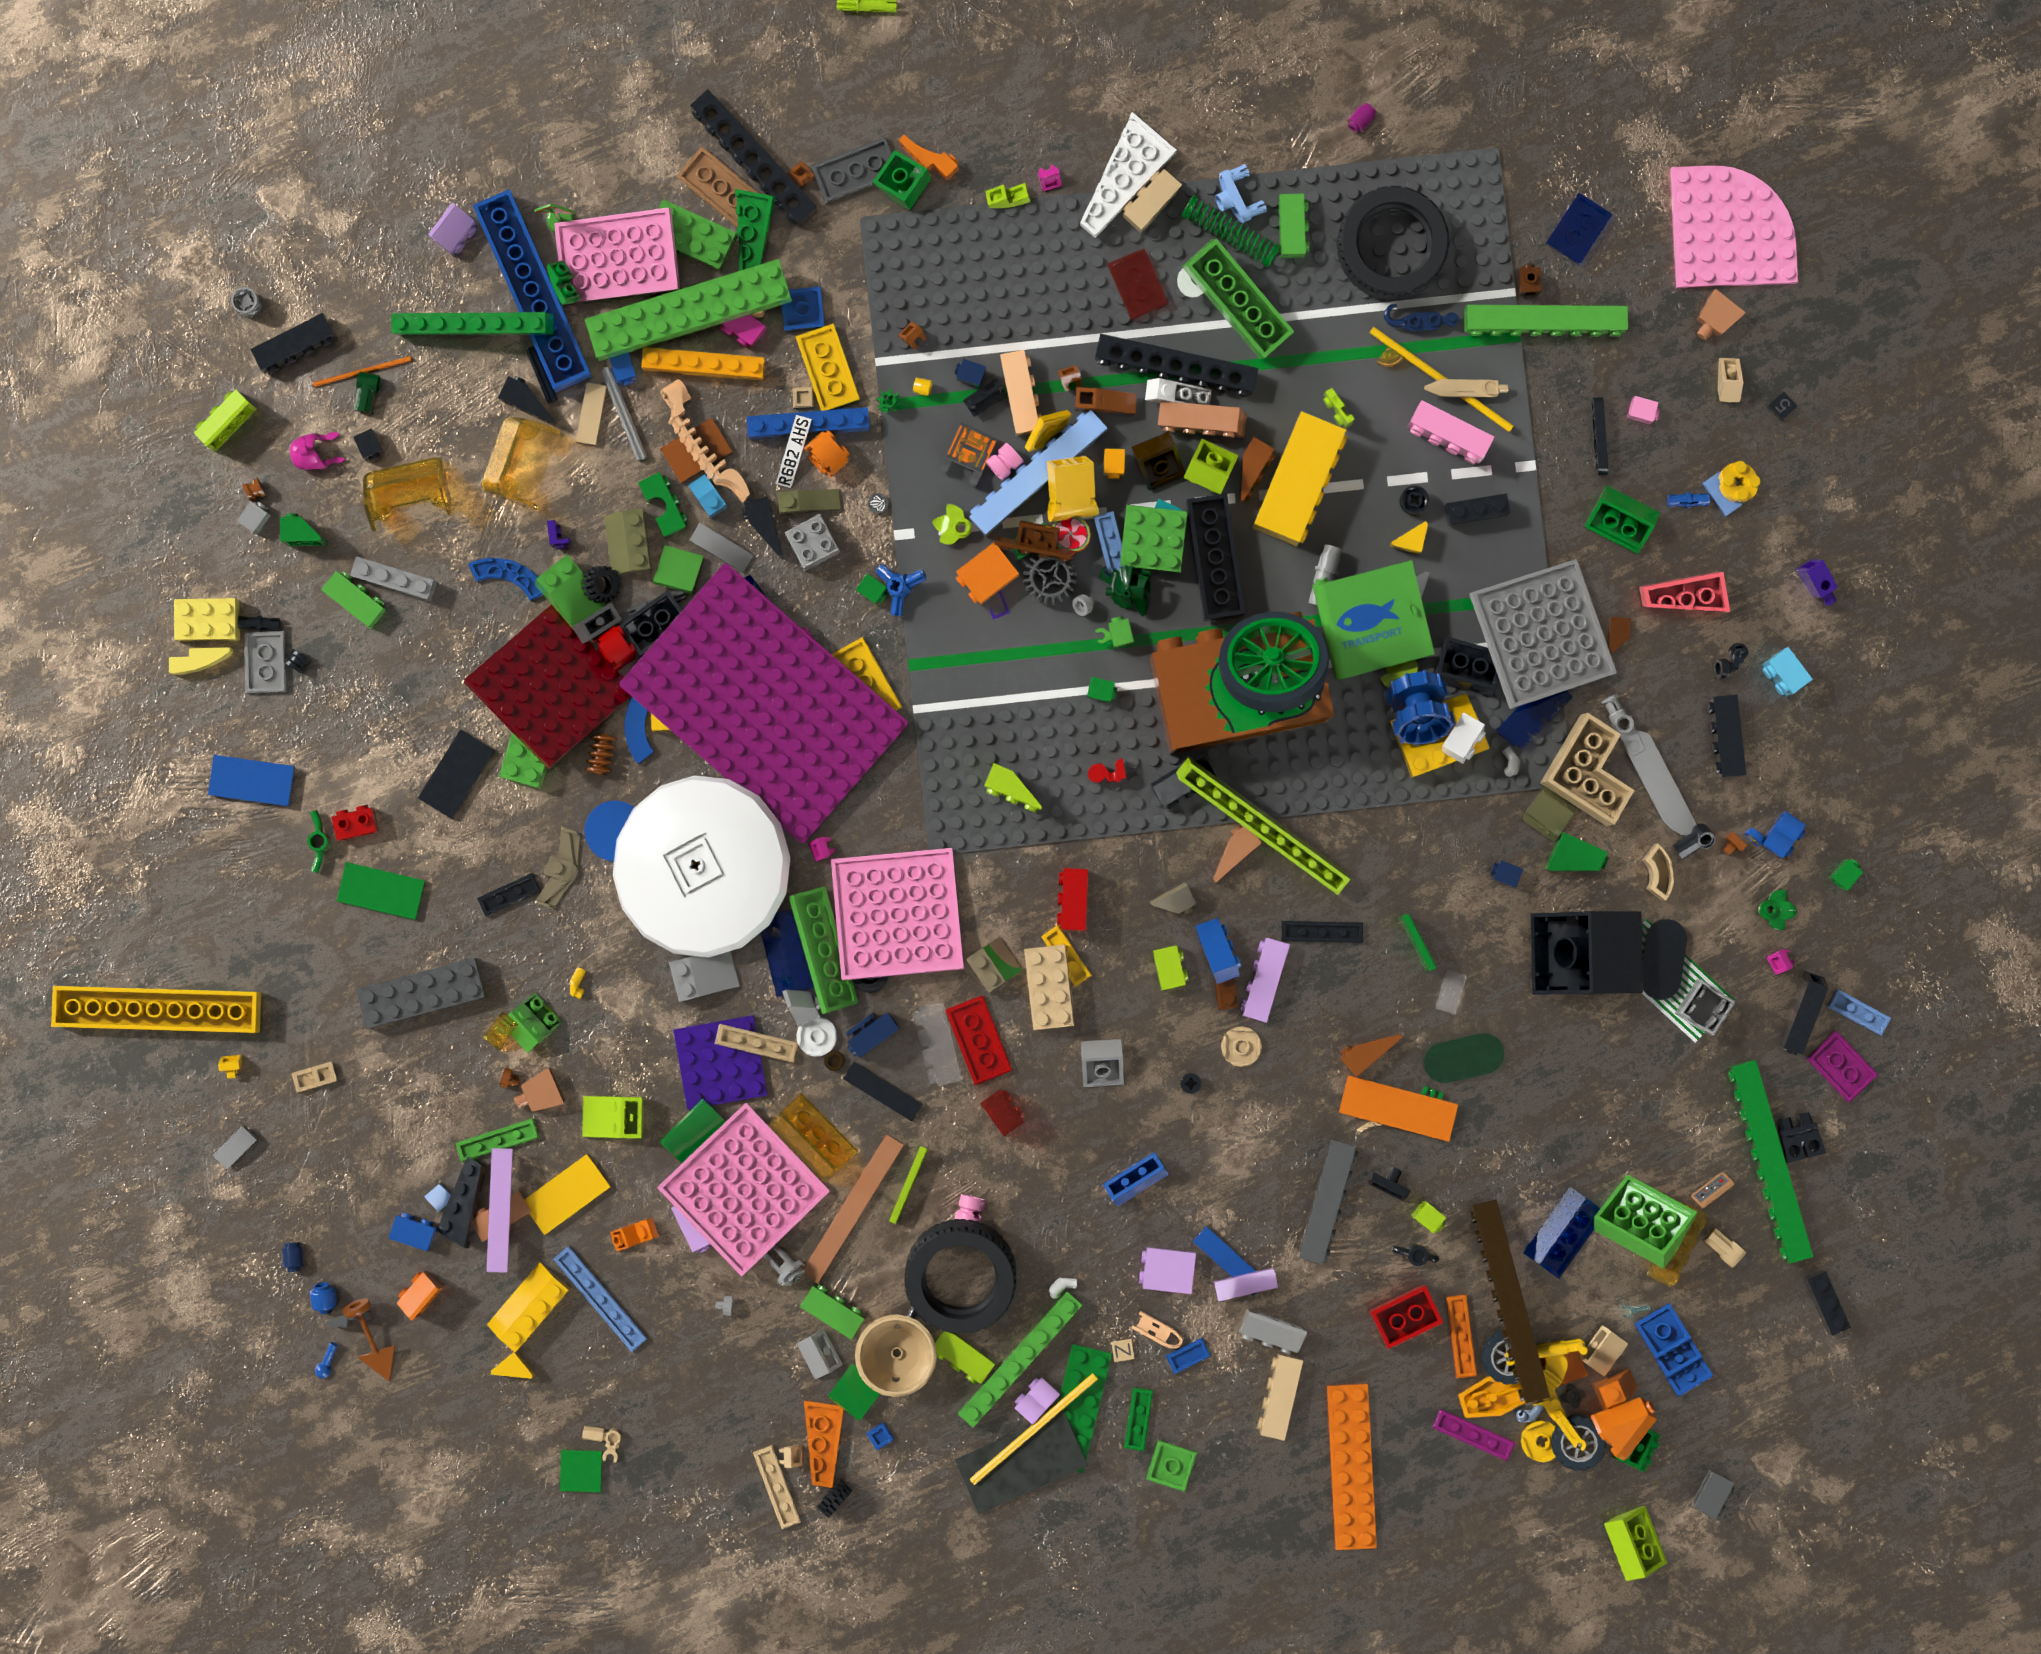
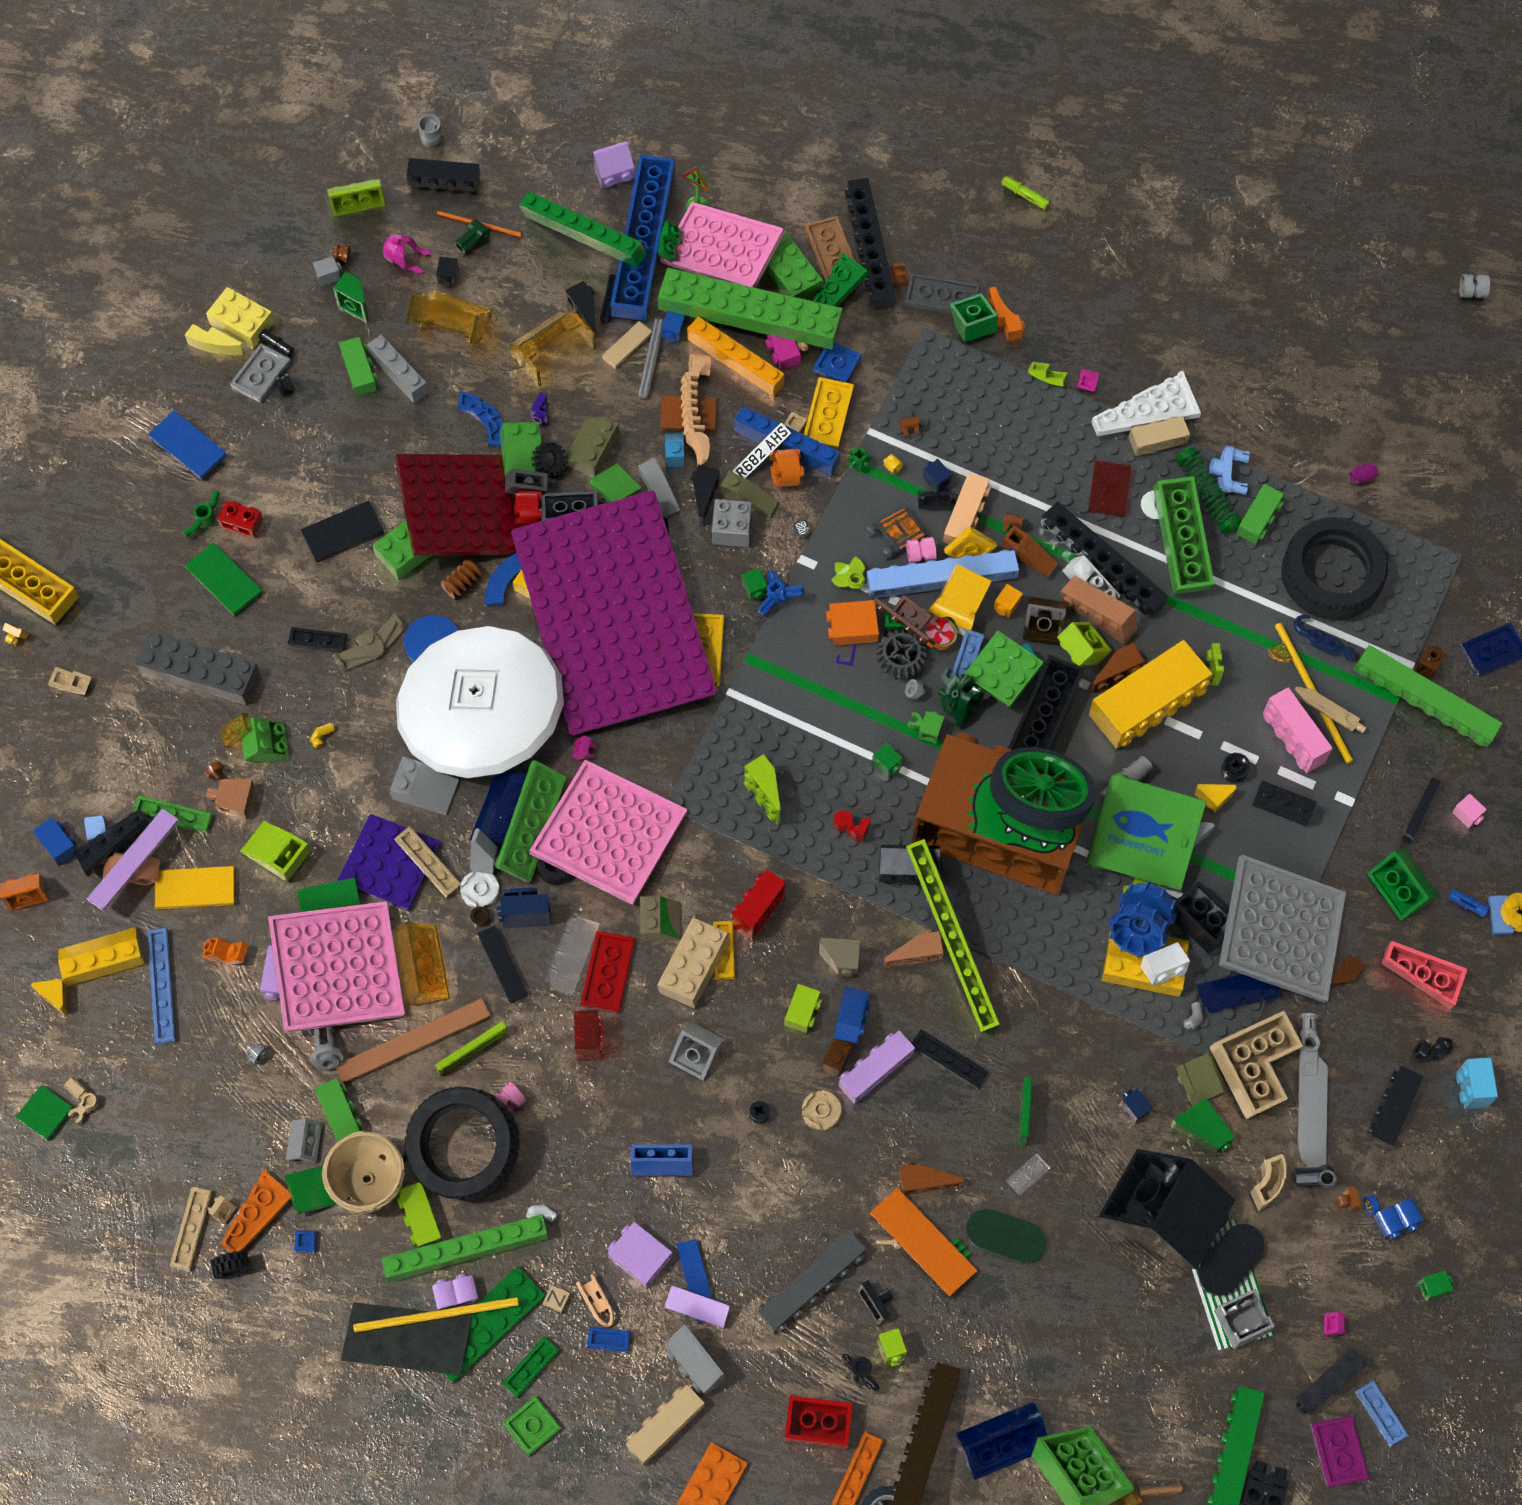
camera: 30 degrees right, 20 degrees down
(672, 520) = (634, 448): green arch -> none
(1780, 909) = (1360, 1280): green plate -> none

